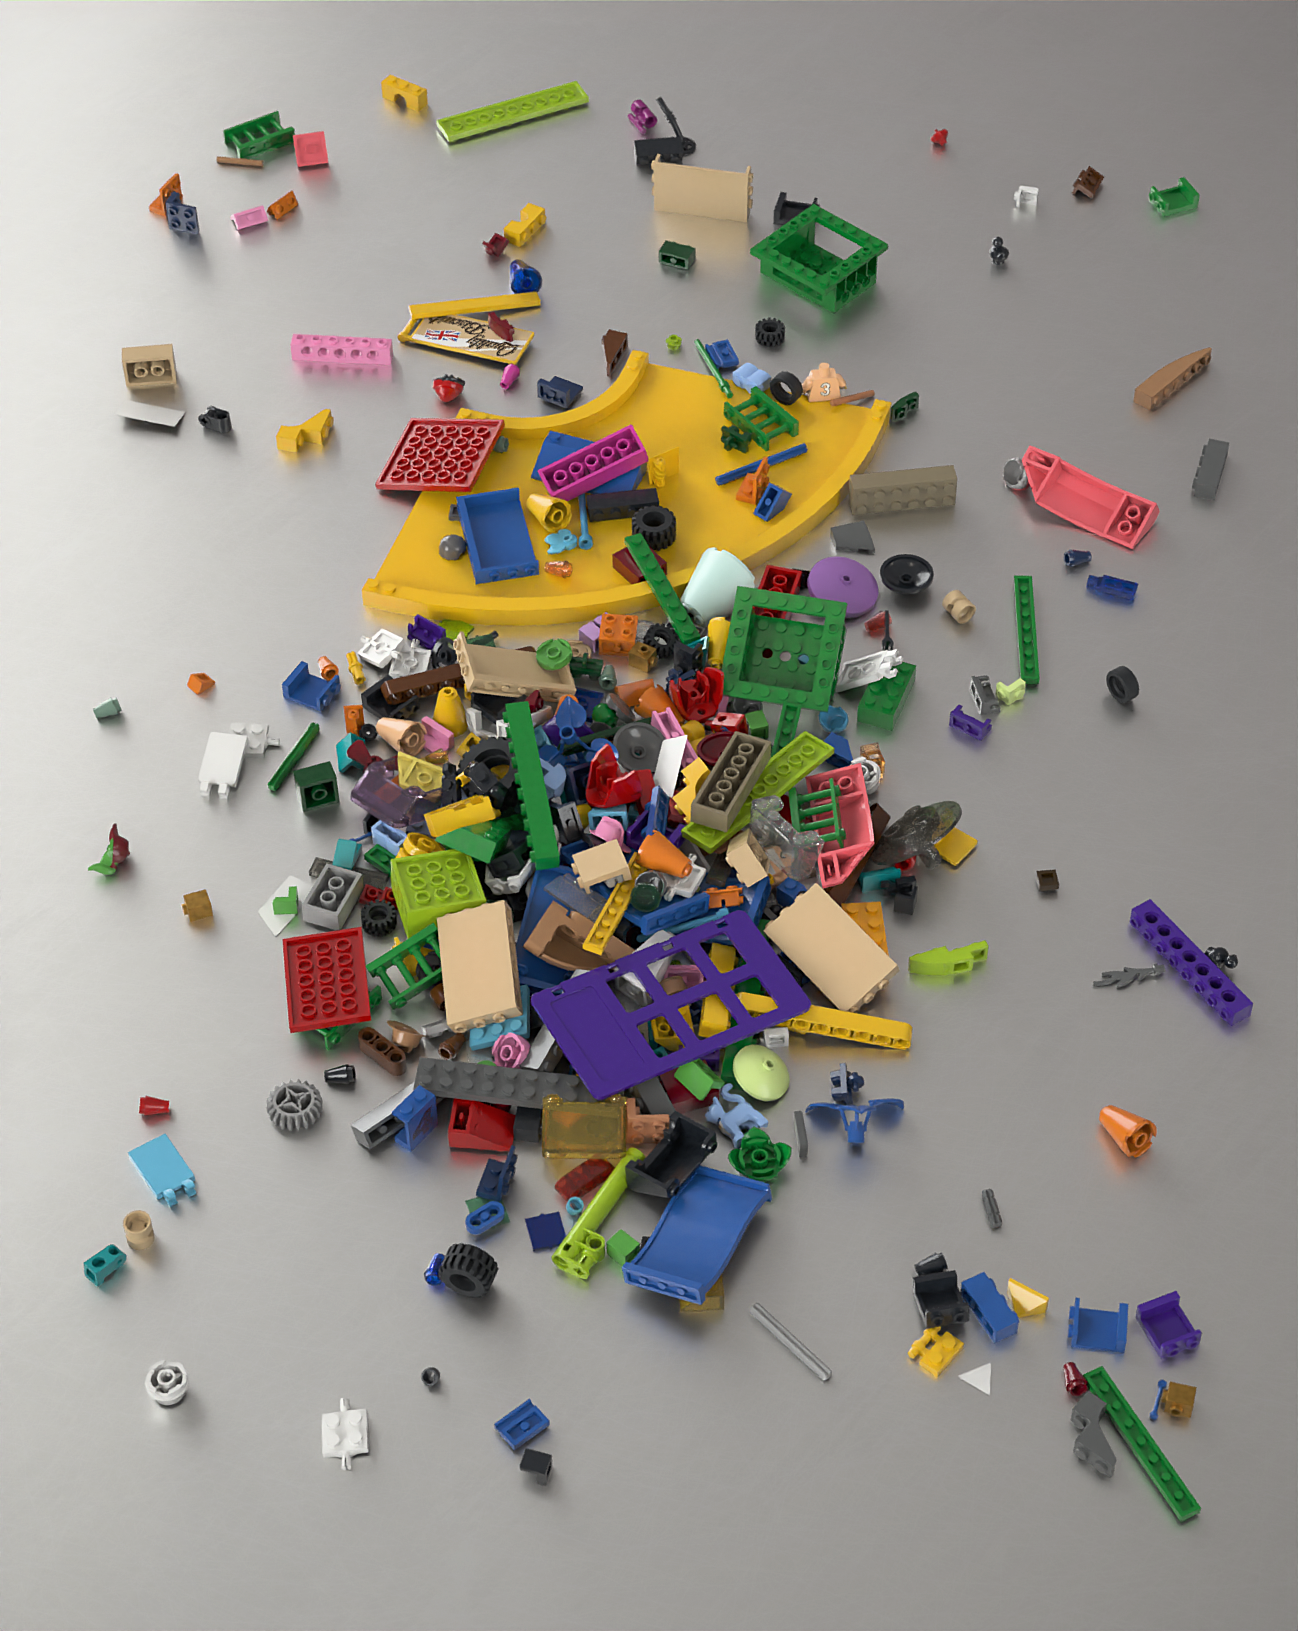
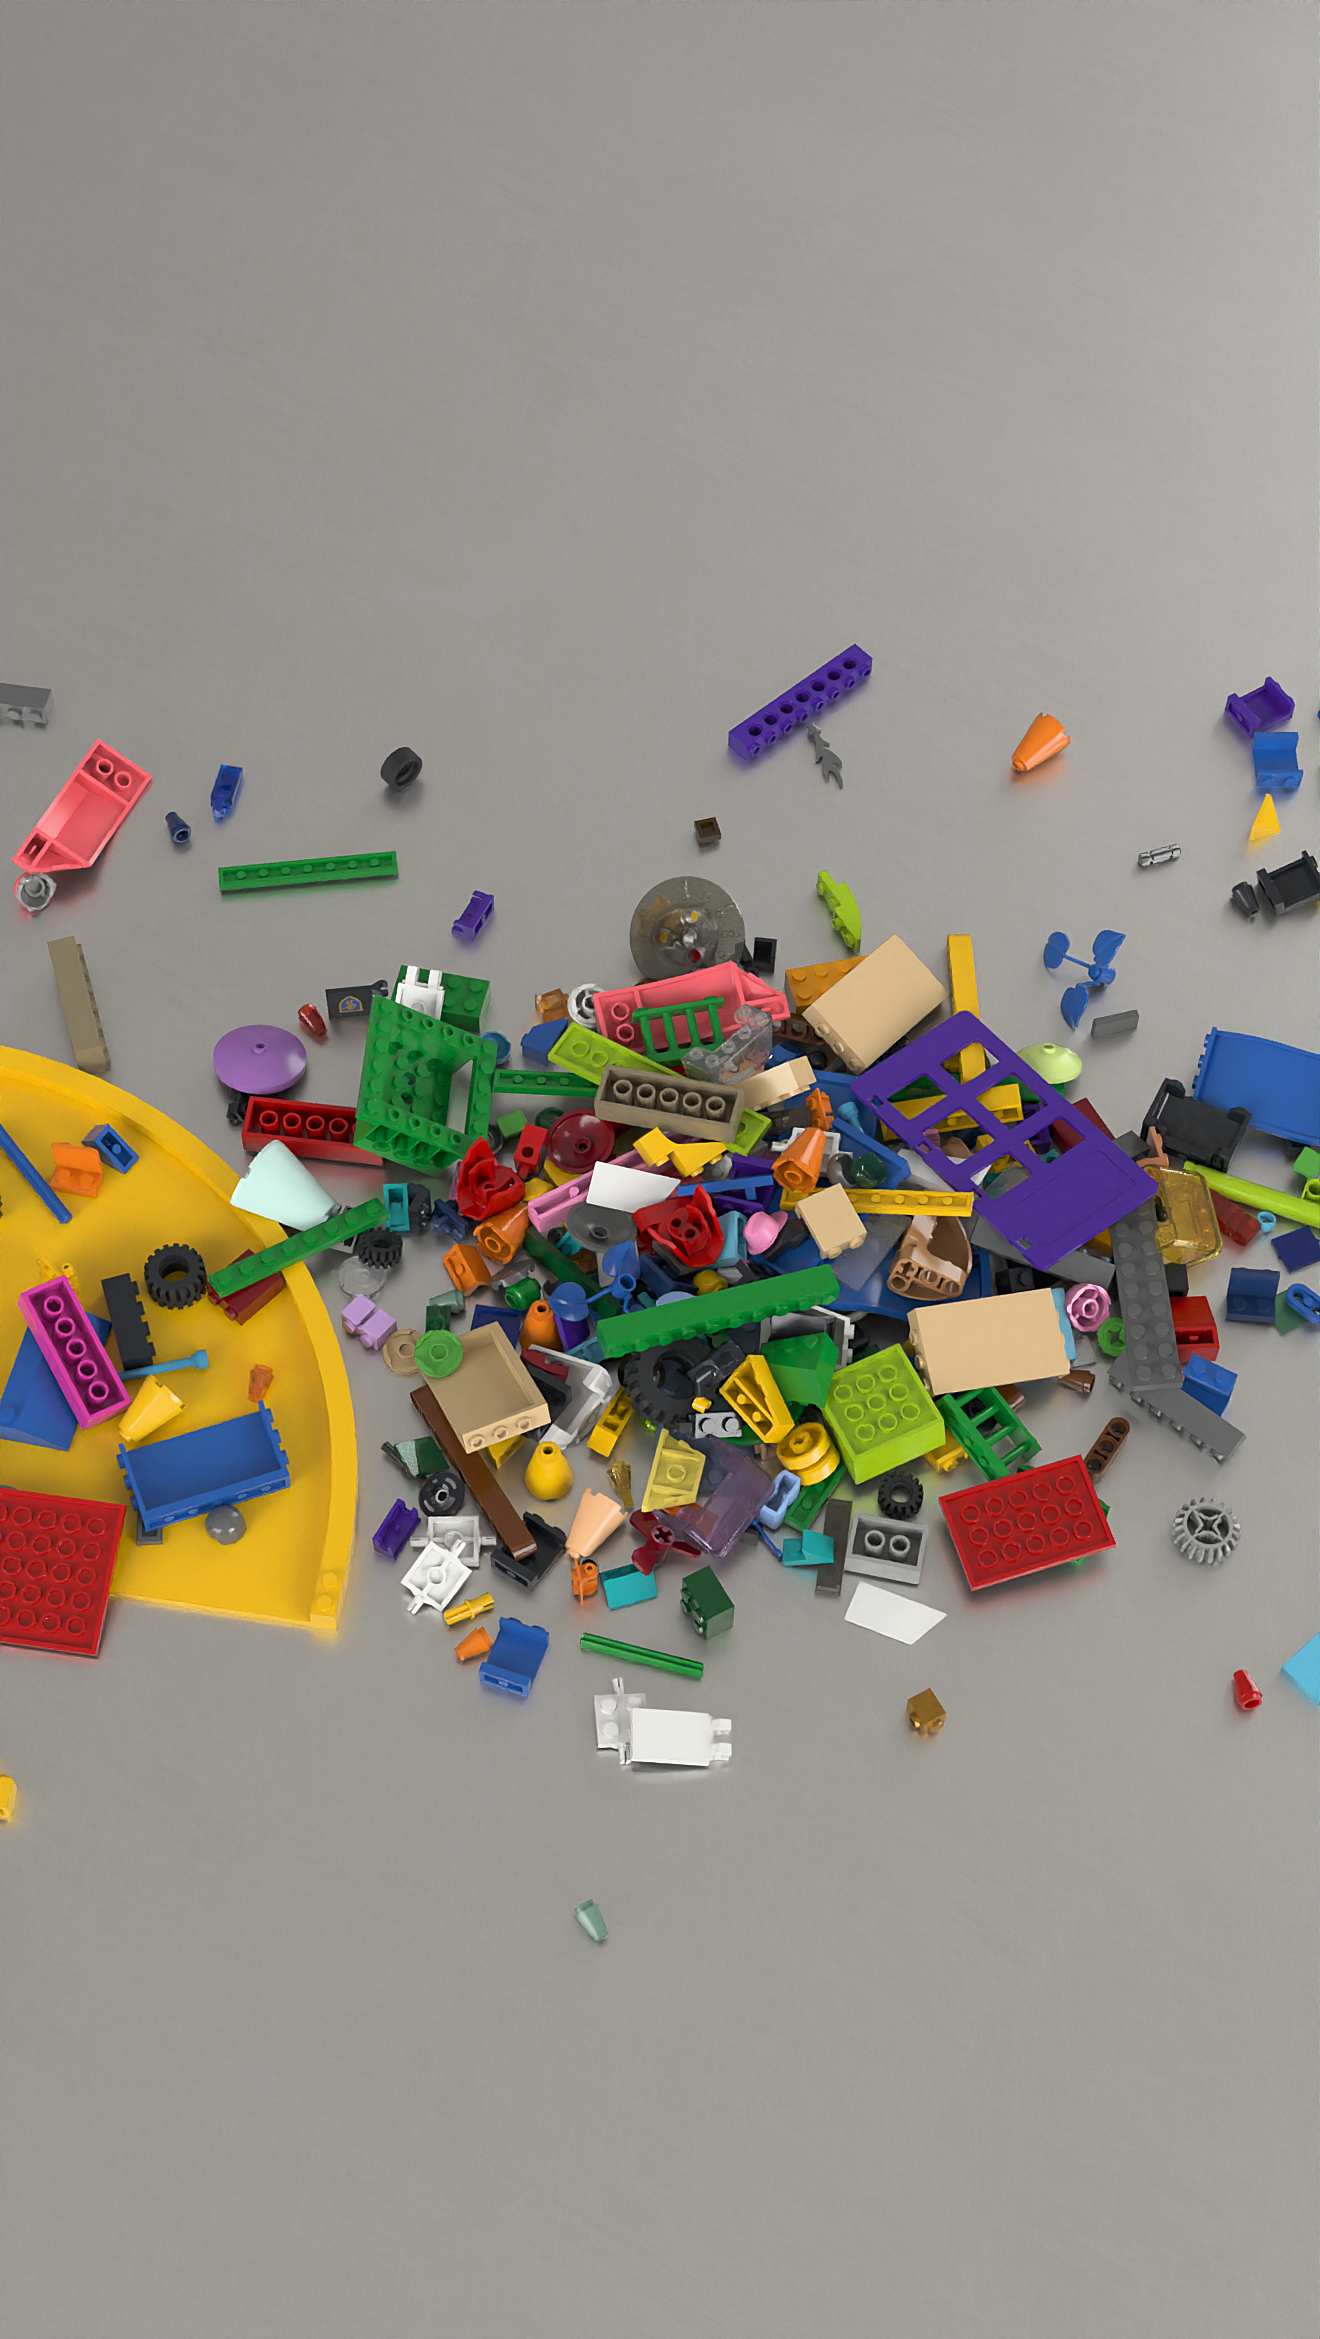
camera: 100 degrees left, 10 degrees up
(116, 853) = (860, 1839): hair -> none
(200, 682) = (519, 1809): orange slope -> none
(288, 904) = (898, 1606): bright green panel -> none
(343, 1074) = (1148, 1490): black cone -> none
(372, 893) = (865, 1497): red slope -> none
(404, 1036) = (1076, 1429): medium nougat piece -> none
(434, 1029) = (1052, 1396): light grey plate -> none
(437, 736) = (584, 1478): bright pink panel -> none
(454, 627) = (376, 1502): clear neon green piece -> none
(561, 541) = (201, 1394): medium azure plate -> none
(617, 634) = (373, 1293): orange bracket -> none
(642, 657) = (408, 1267): pearl gold brick -> none
(698, 1078) = (1089, 1105): bright green panel -> none
(718, 635) = (371, 1174): yellow cone -> none
(735, 1120) = (1110, 1080): light blue animal -> none
(758, 1146) = (1173, 1051): green brick -> none
(849, 1084) = (1028, 991): dark blue hips -> none
(852, 537) = (159, 1061): dark grey slope -> none
(906, 574) = (233, 982): black dish -> none
(959, 606) = (281, 936): tan wheel -> none
(983, 695) = (427, 907): dark grey hinge -> none
(989, 1307) = (1283, 845): blue brick -> none
(1012, 692) = (419, 876): yellowish green bracket -> none
(1221, 957) = (791, 675): black animal -> none

